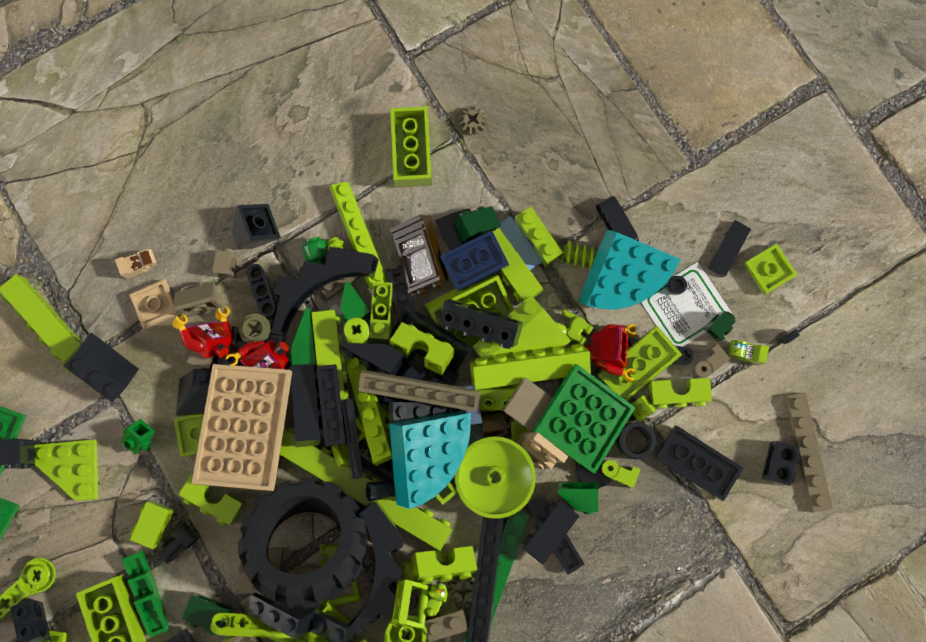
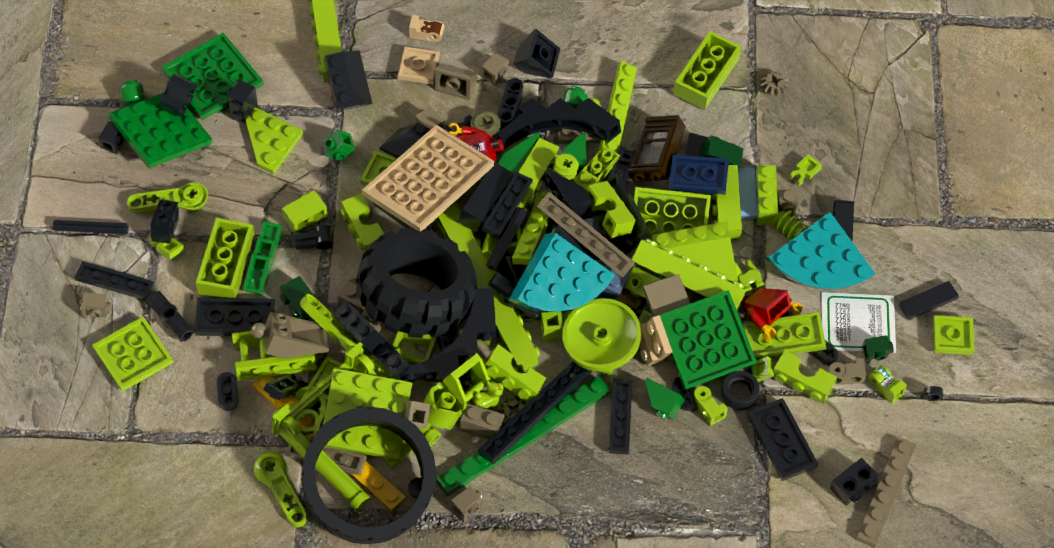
camera: 35 degrees right, 20 degrees down
(206, 338) = (443, 106): red torso -> none
(480, 323) = (669, 213): black brick -> none
(549, 531) = (617, 404): black brick -> none
(553, 187) = (806, 168): none -> lime plate
(561, 233) = (787, 201): none -> dark tan brick
(676, 285) = (861, 300): black tile -> none

